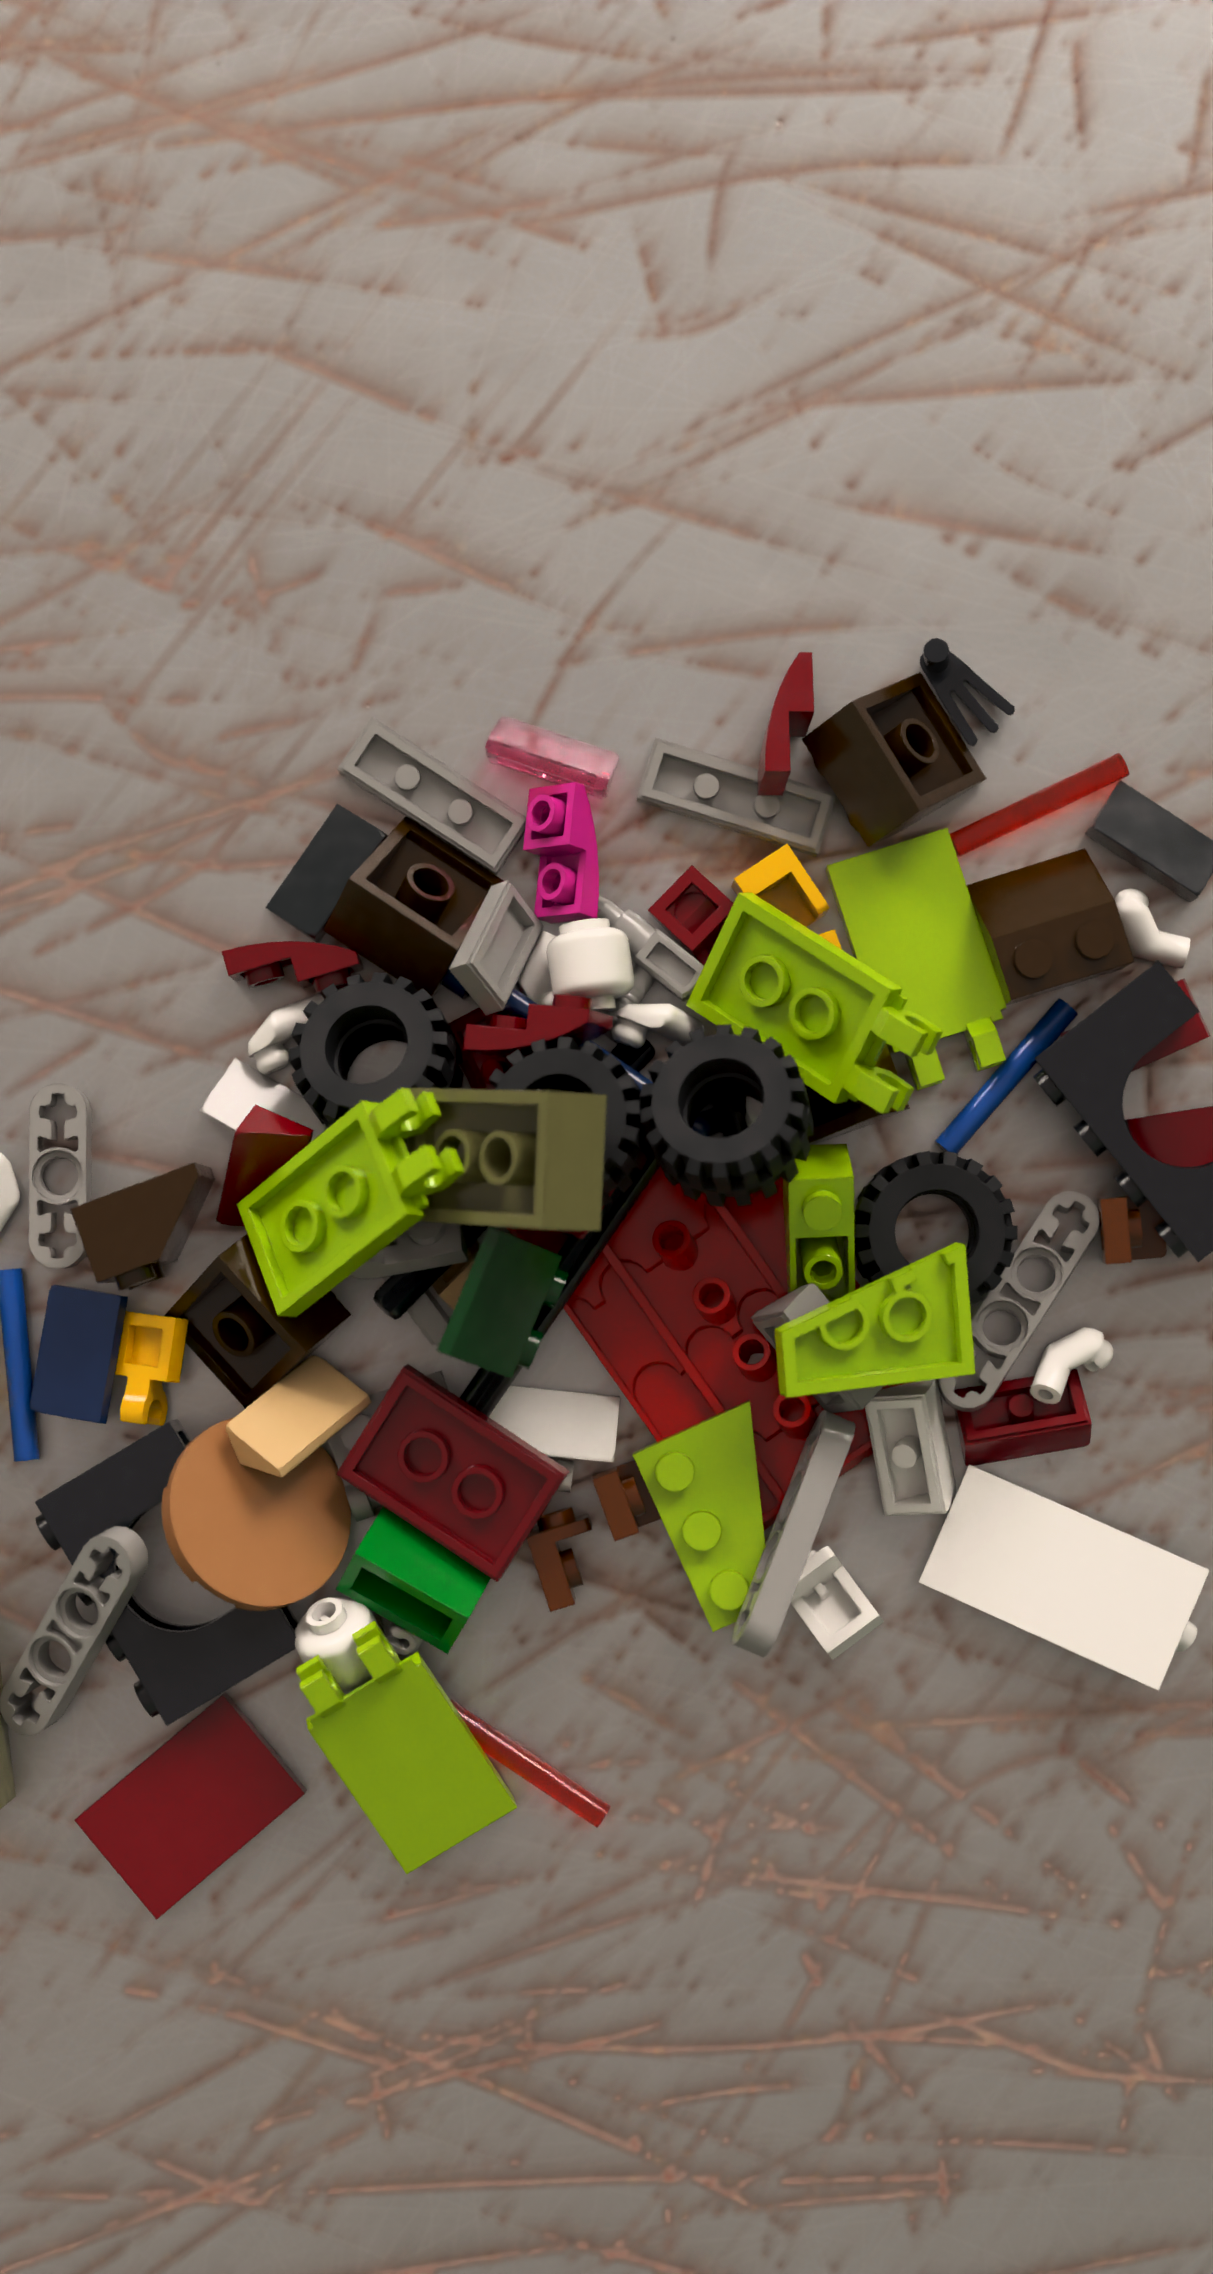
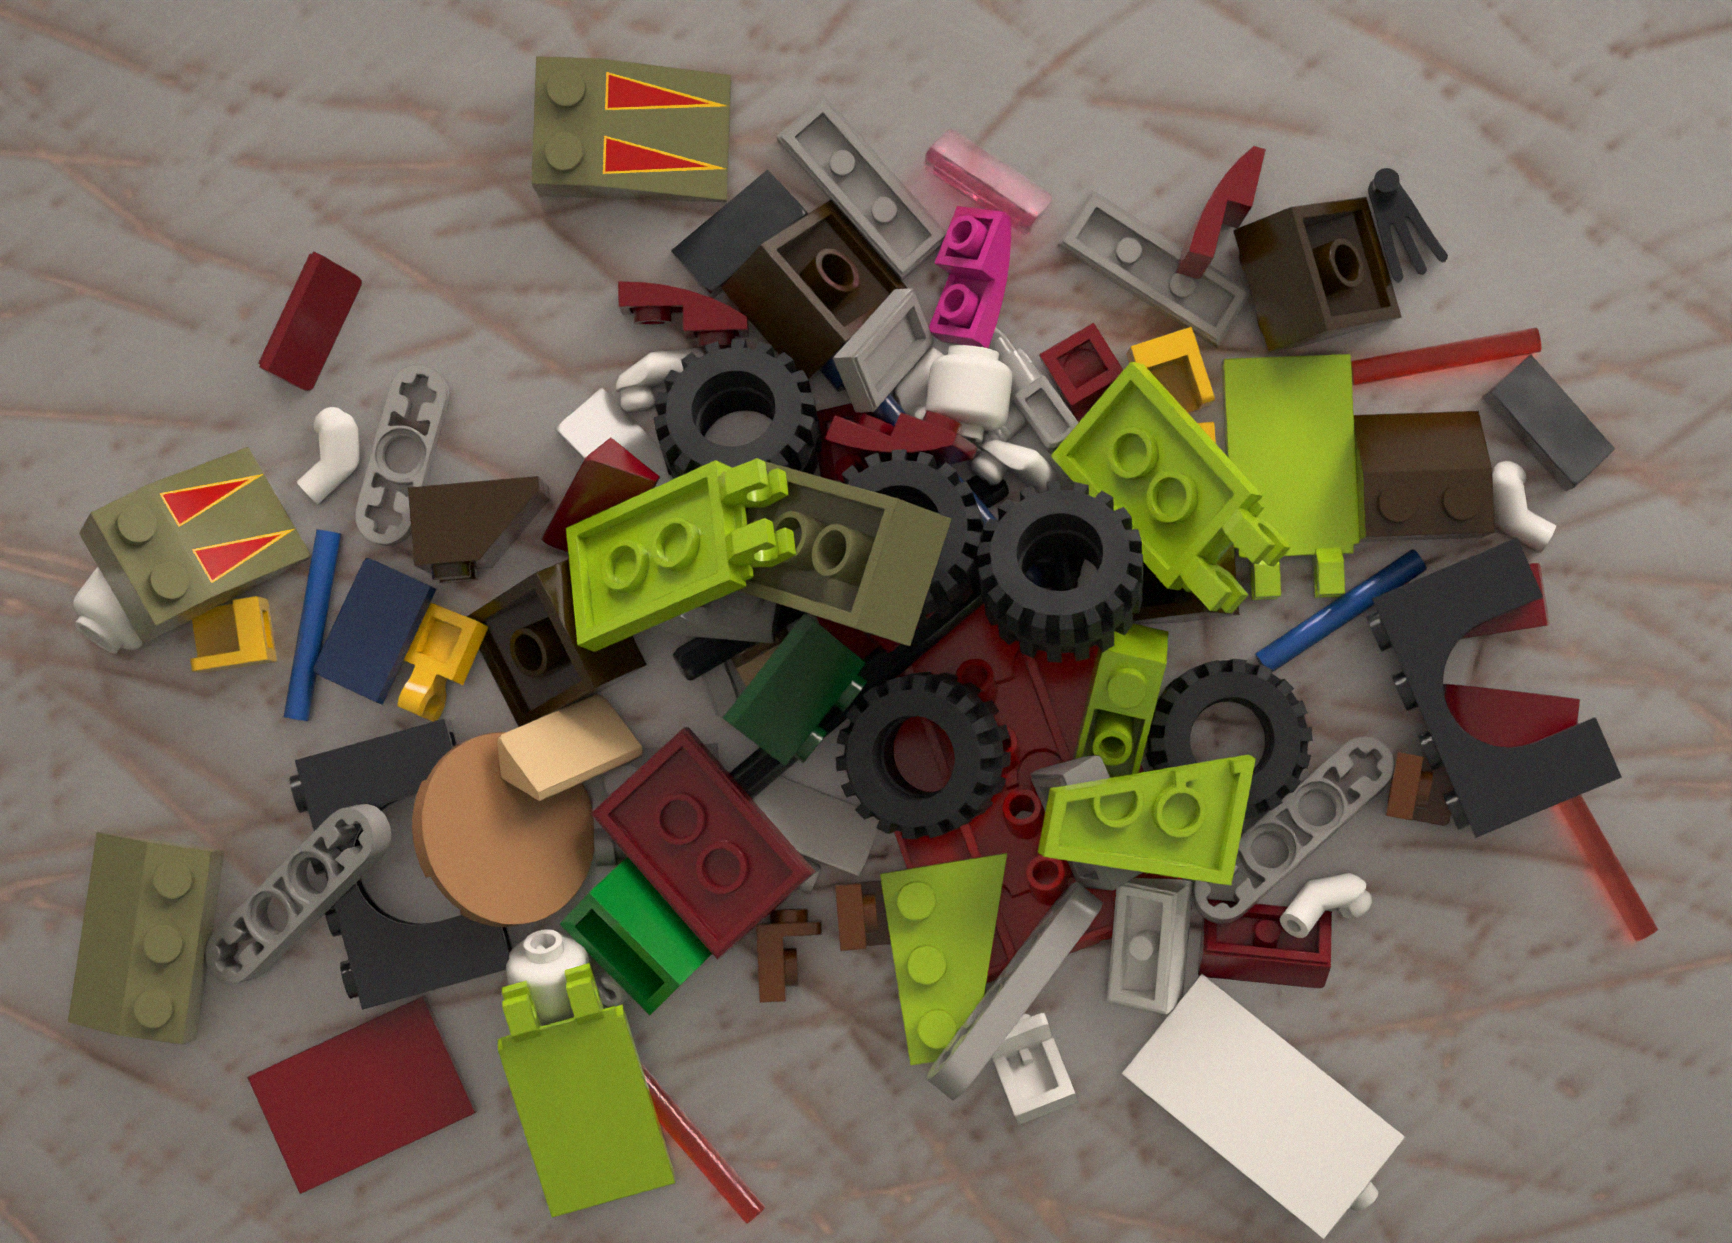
camera: 15 degrees right, 0 degrees up
(193, 803) = (629, 131): none -> olive slope
(604, 1363) = (872, 764): none -> black tyre

